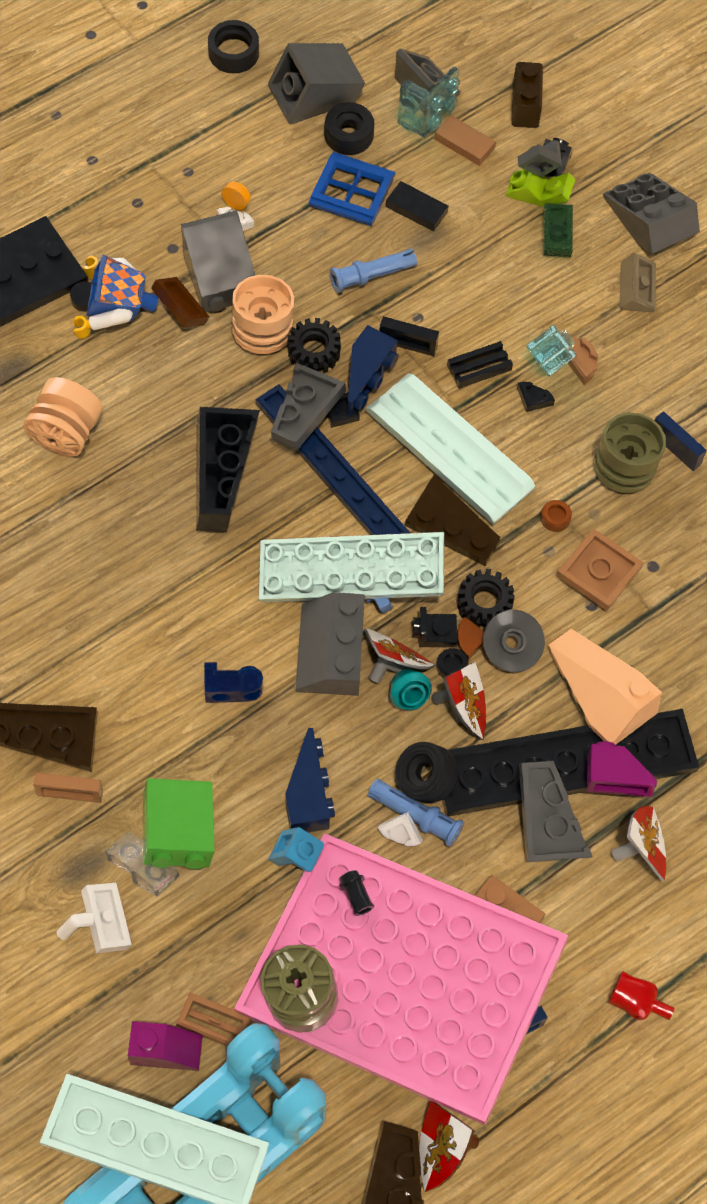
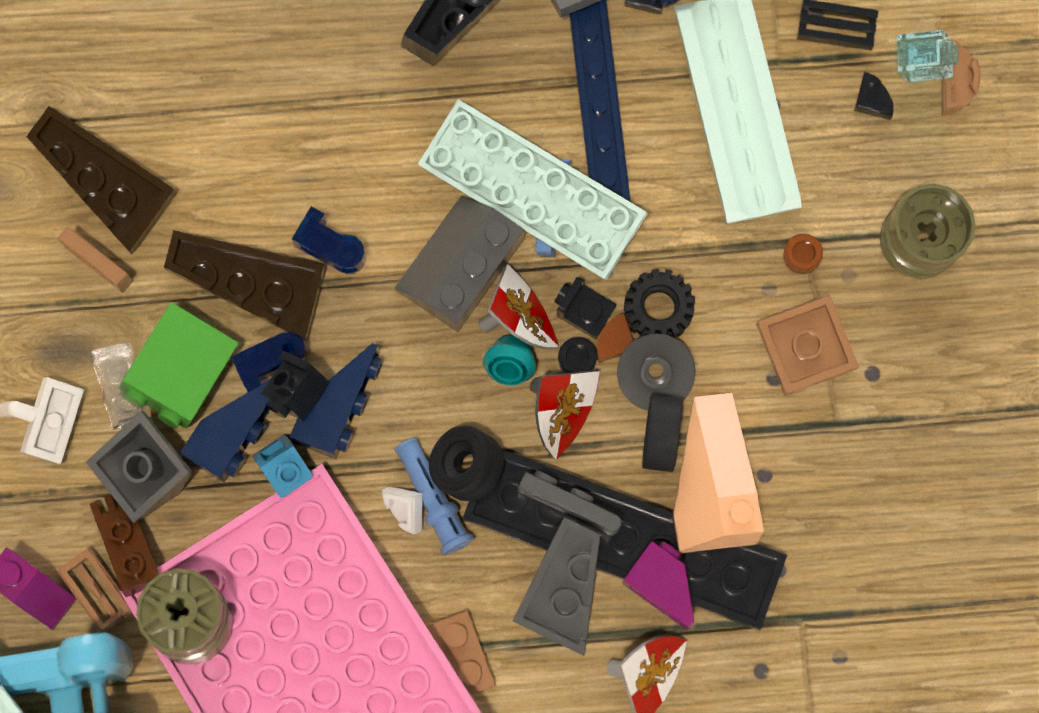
camera: 35 degrees right, 15 degrees up
(192, 738) = (258, 281): none -> dark brown wing
(195, 908) = (140, 468): none -> dark grey slope
(217, 972) = (125, 547): none -> reddish brown hinge
(237, 784) = (263, 359): none -> clear blue leg
(240, 852) = (226, 433): none -> dark blue slope
(273, 785) = (294, 387): none -> black brick
(356, 892) = (308, 550): black pin -> none
(445, 512) = (682, 196): dark brown wing -> none
(496, 757) = (575, 504): none -> dark grey hinge
(547, 675) = (662, 433): none -> black tyre
(681, 442) = (997, 246): dark blue tile -> none

